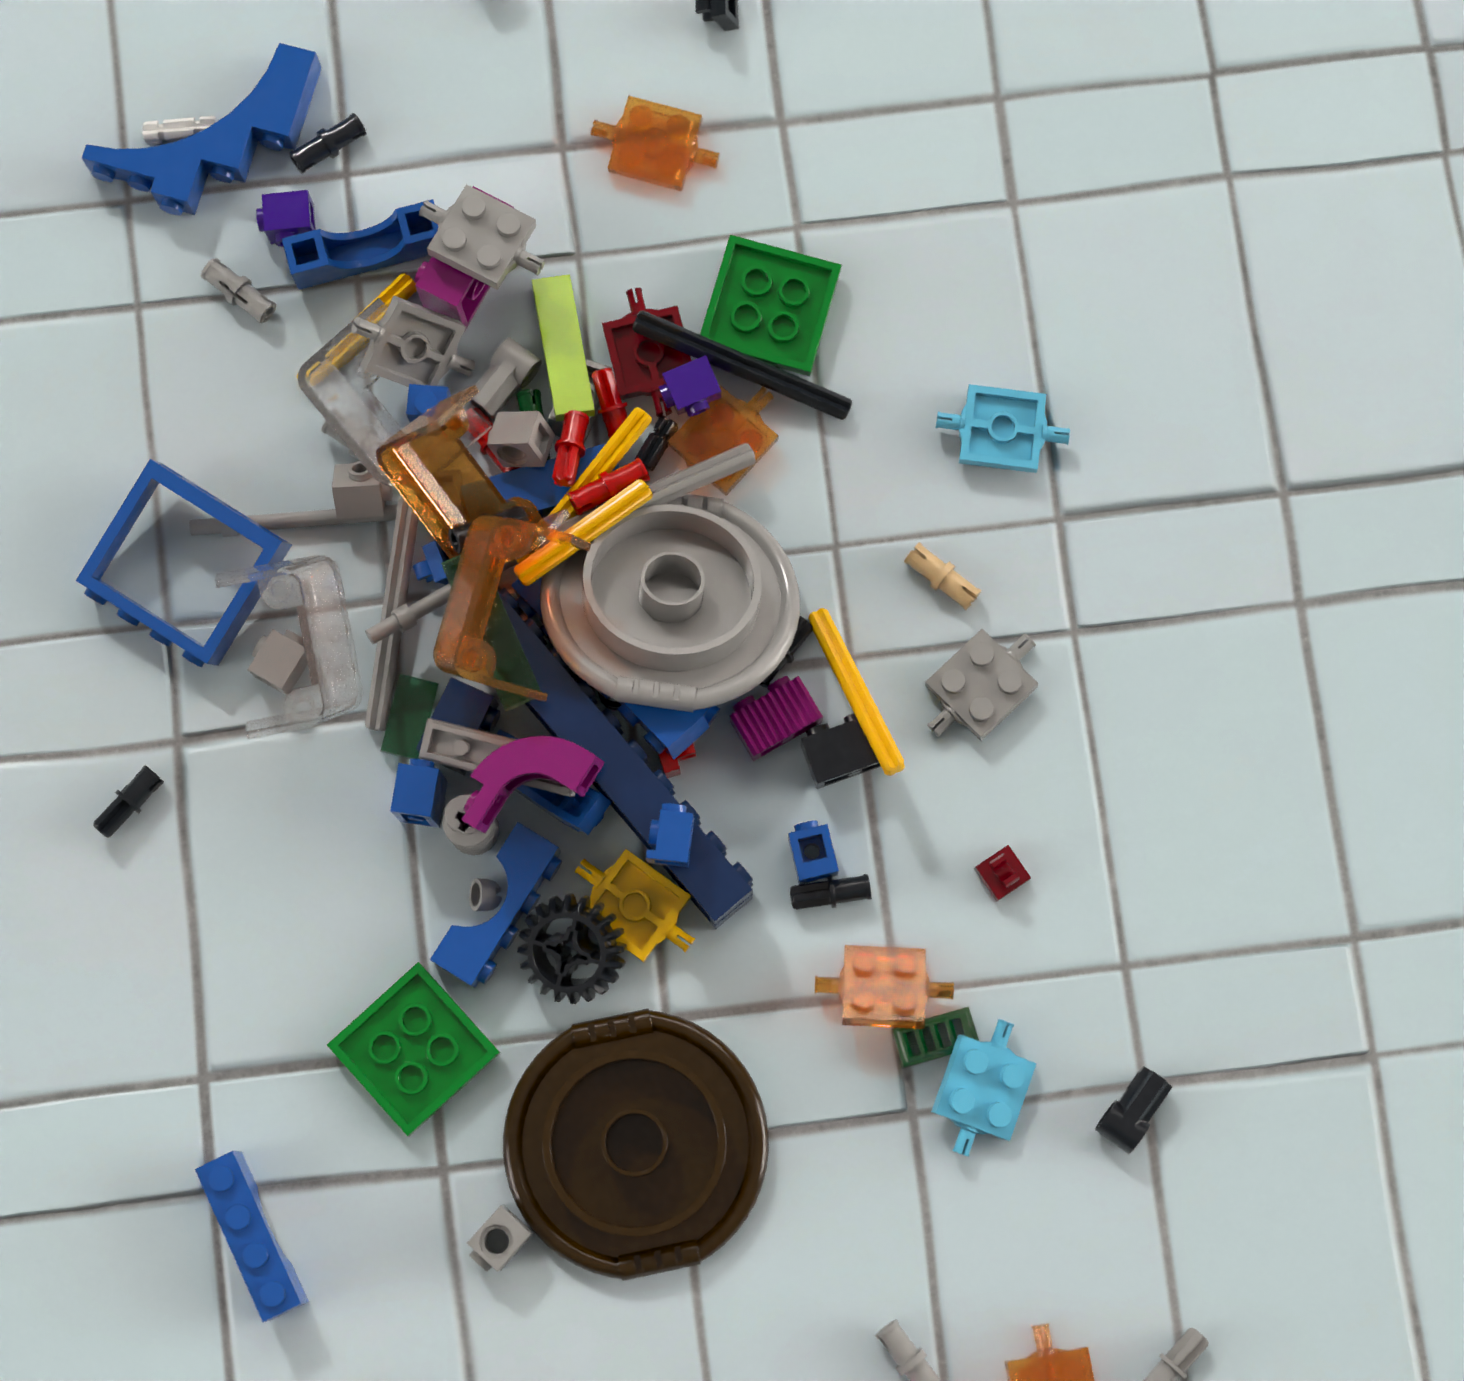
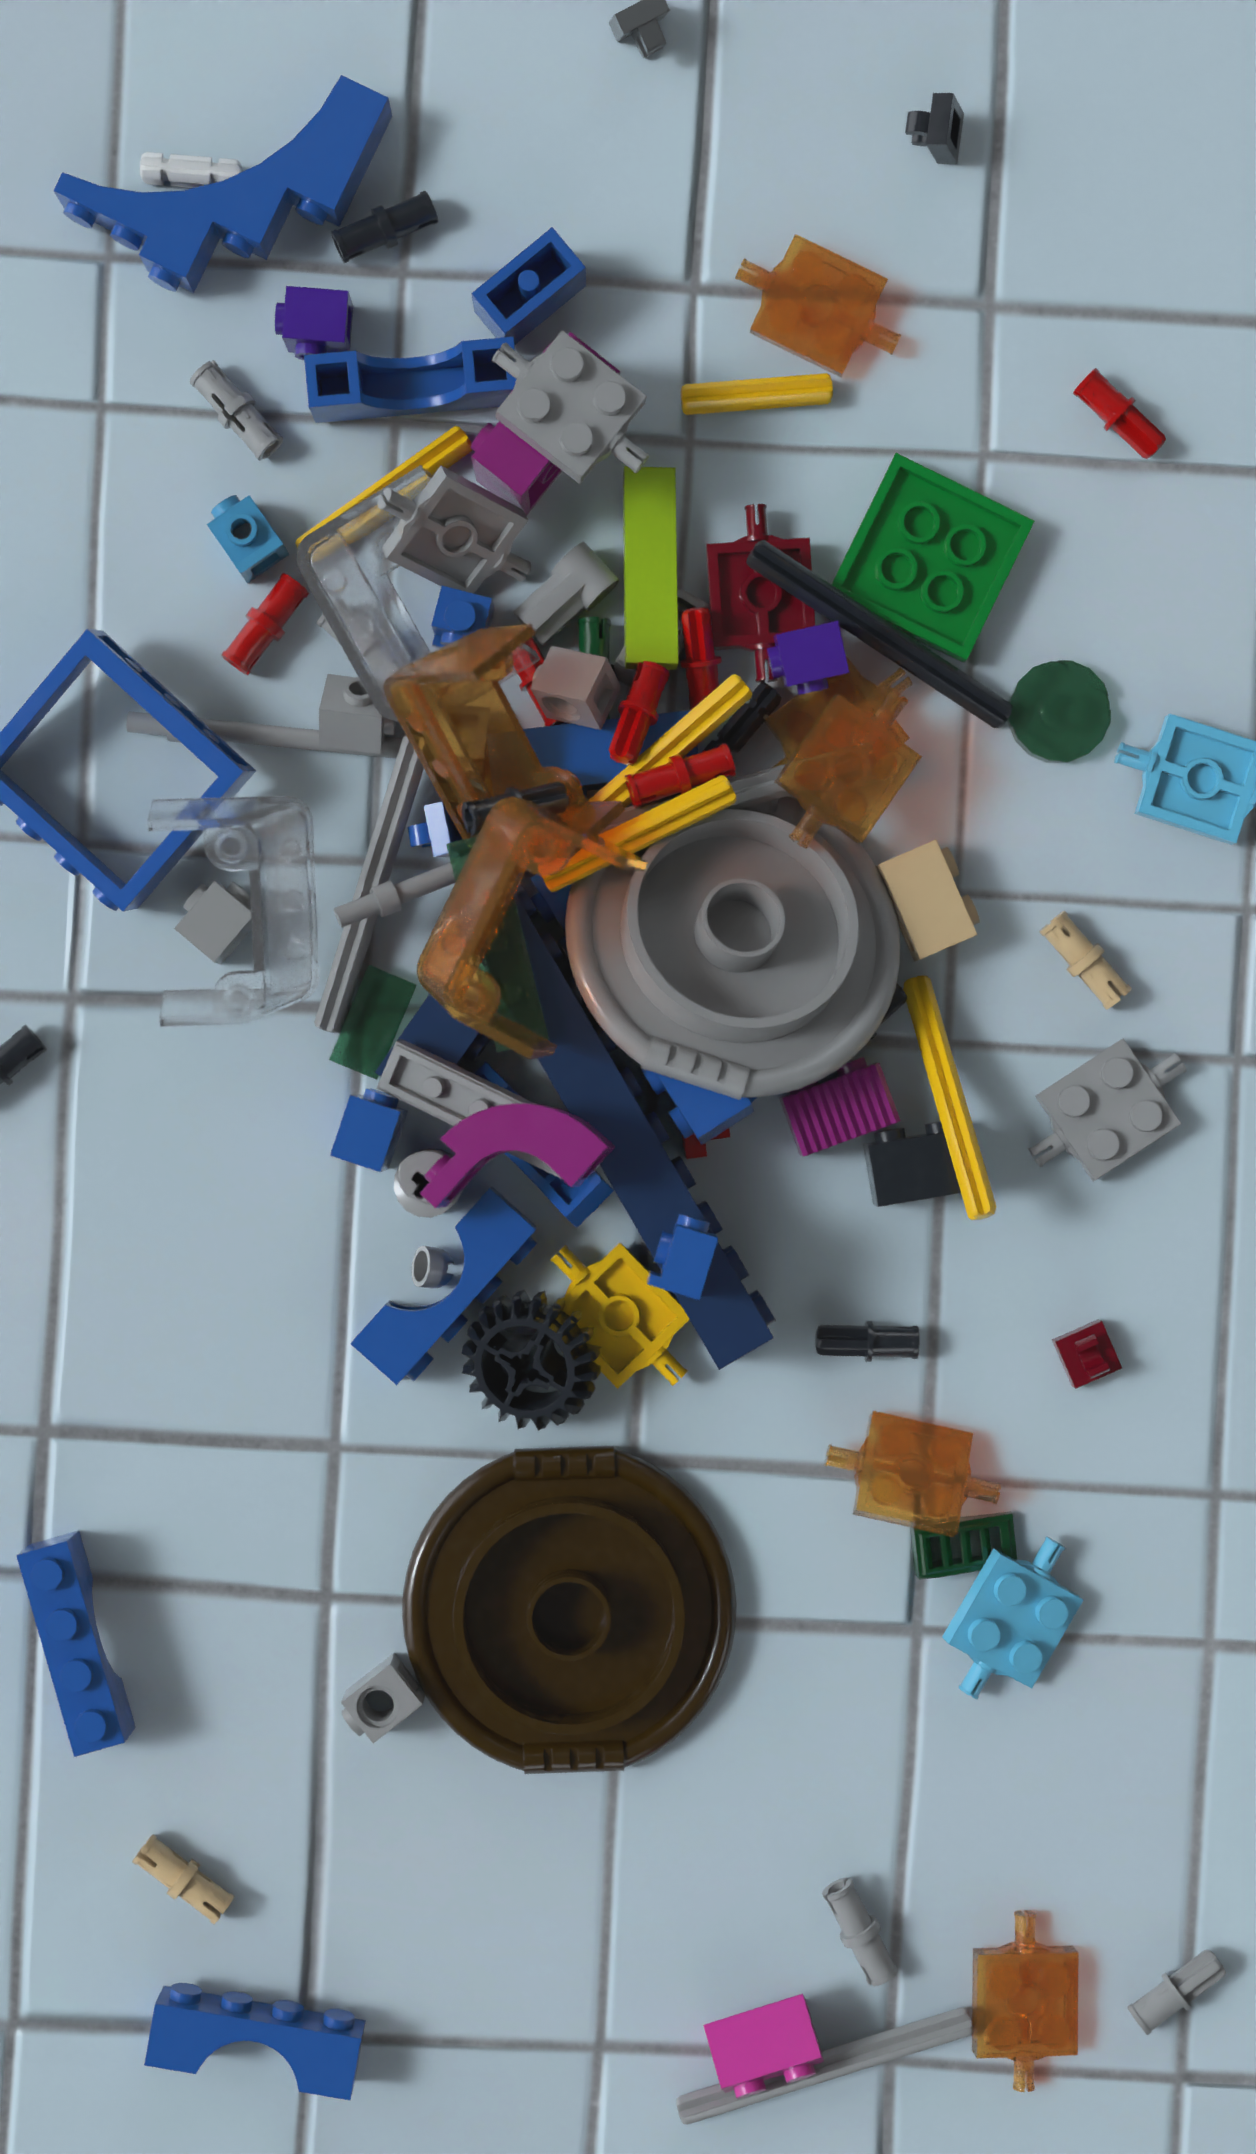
camera: 10 degrees right, 10 degrees up
(265, 389) = (257, 551): none -> dark azure brick
(283, 438) = (265, 624): none -> red pin
(413, 1049) = (312, 1445): green plate -> none
(440, 165) = (530, 287): none -> blue brick
(620, 212) = (756, 394): none -> yellow axle
(733, 460) = (848, 768): none -> clear orange plate
(814, 551) = (928, 900): none -> tan brick
(815, 869) = (857, 1308): blue brick -> none
(888, 399) = (1059, 711): none -> clear green tile
(890, 179) = (1120, 414): none -> red axle
(1128, 1118) = (1182, 1687): black piece -> none

